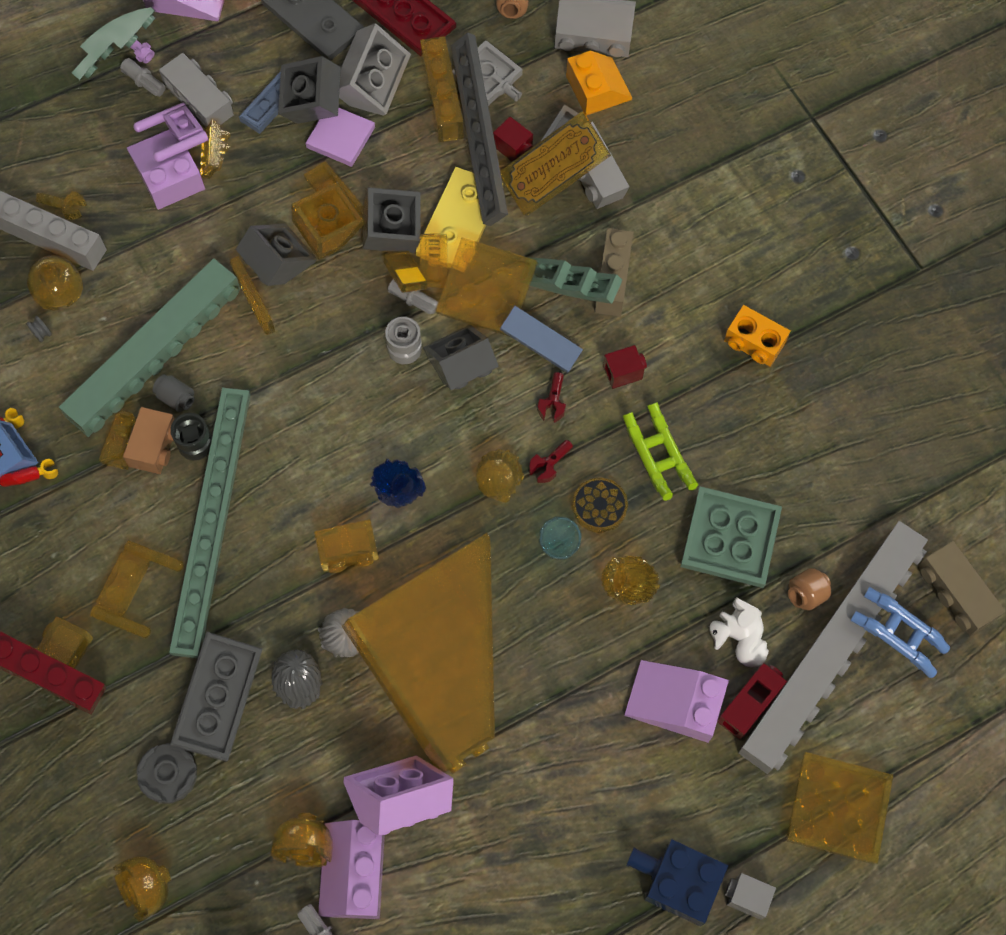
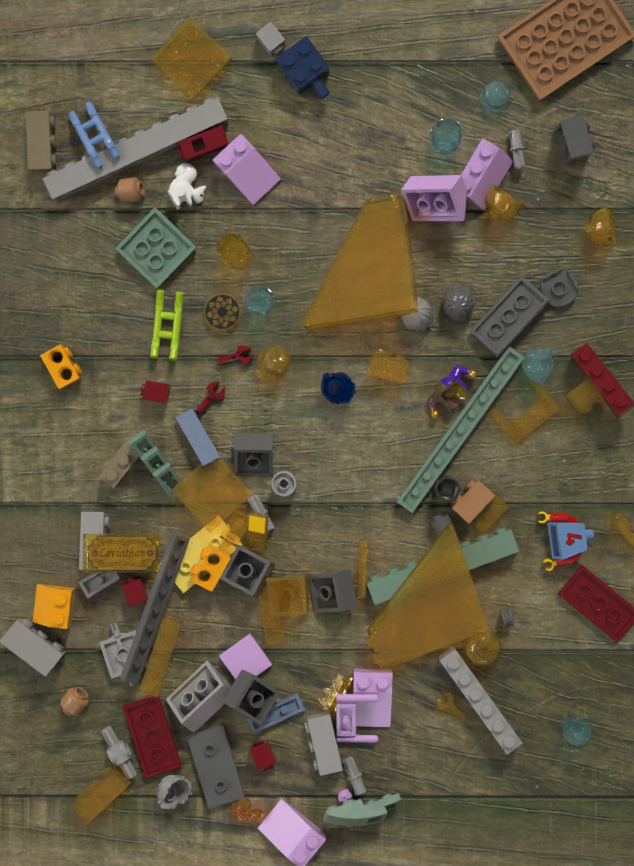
camera: 155 degrees left, 20 degrees up
(142, 287) = (430, 608): none -> clear yellow slope
(145, 650) = (538, 364): none -> clear light blue hair
(249, 559) = (450, 390): none -> clear yellow piece
(263, 47) = (263, 755): none -> dark red brick
(431, 890) = (445, 136): none -> clear light blue hair
(439, 202) = (214, 569): none -> light orange brick

